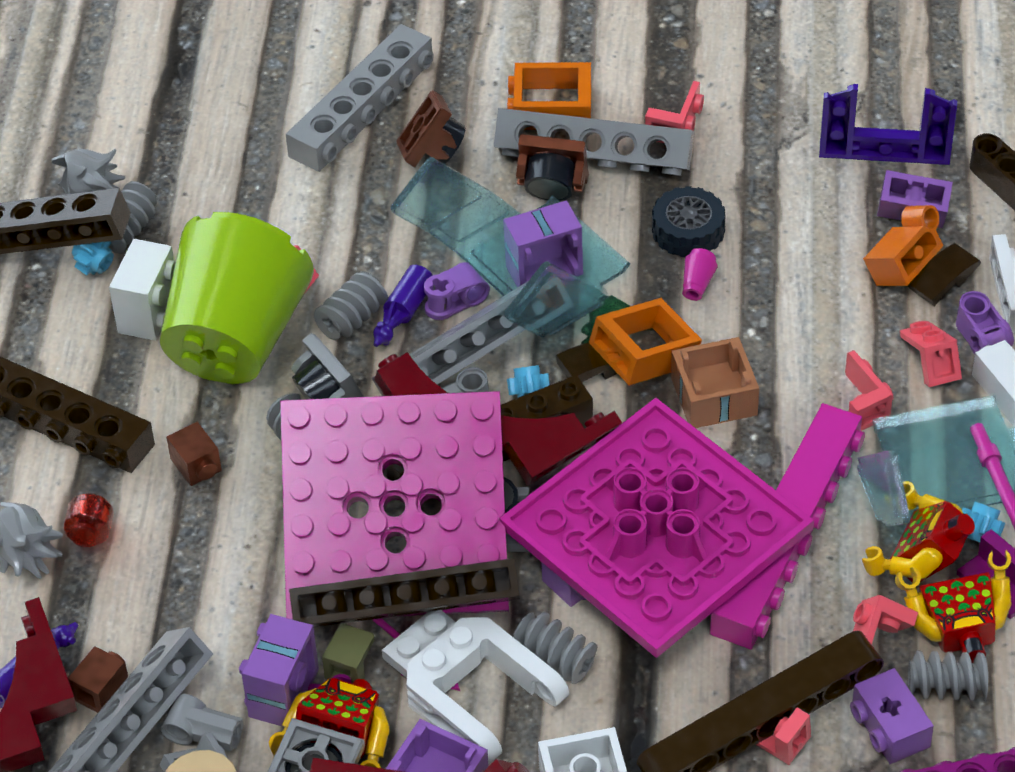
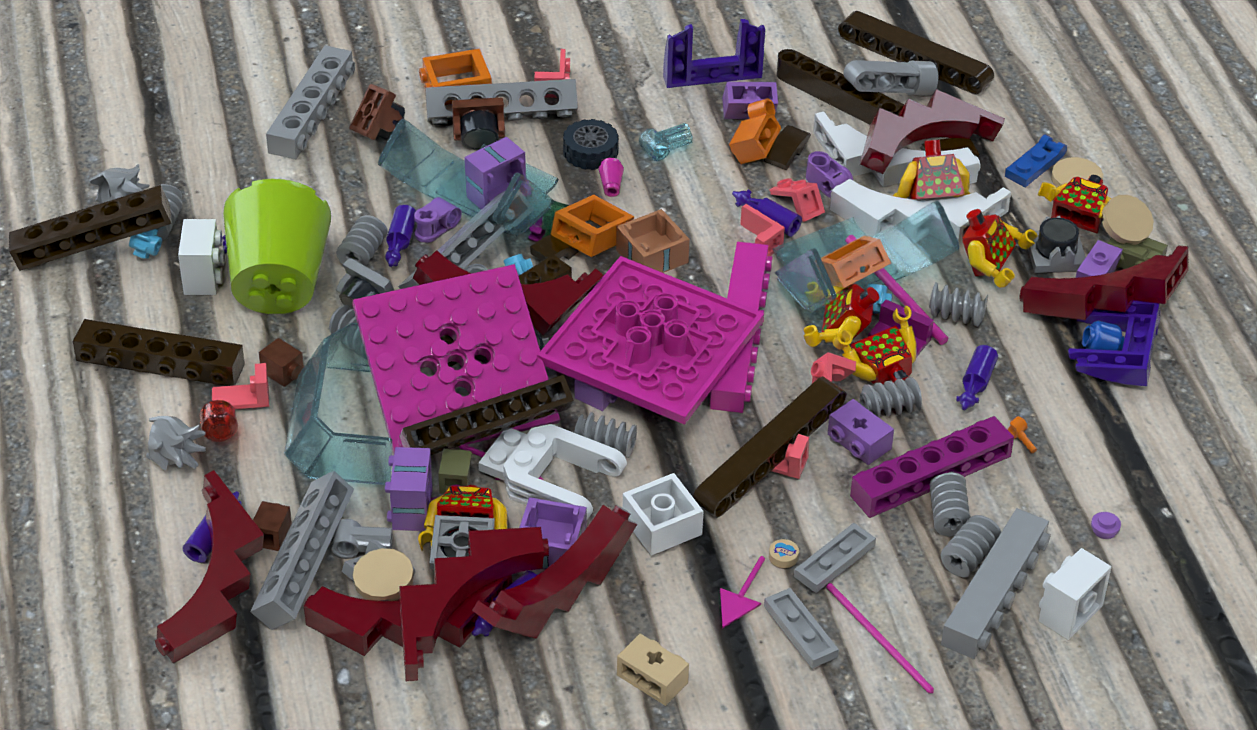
camera: 20 degrees left, 5 degrees down
(133, 490) = (246, 396): none -> coral bracket
(201, 603) = (311, 442): none -> clear light blue piece
(575, 335) = (537, 231): none -> magenta hand
(777, 237) = (660, 143): none -> clear light blue piece
(887, 366) = (771, 209): none -> dark purple wheel
(957, 461) = (845, 263): none -> orange window

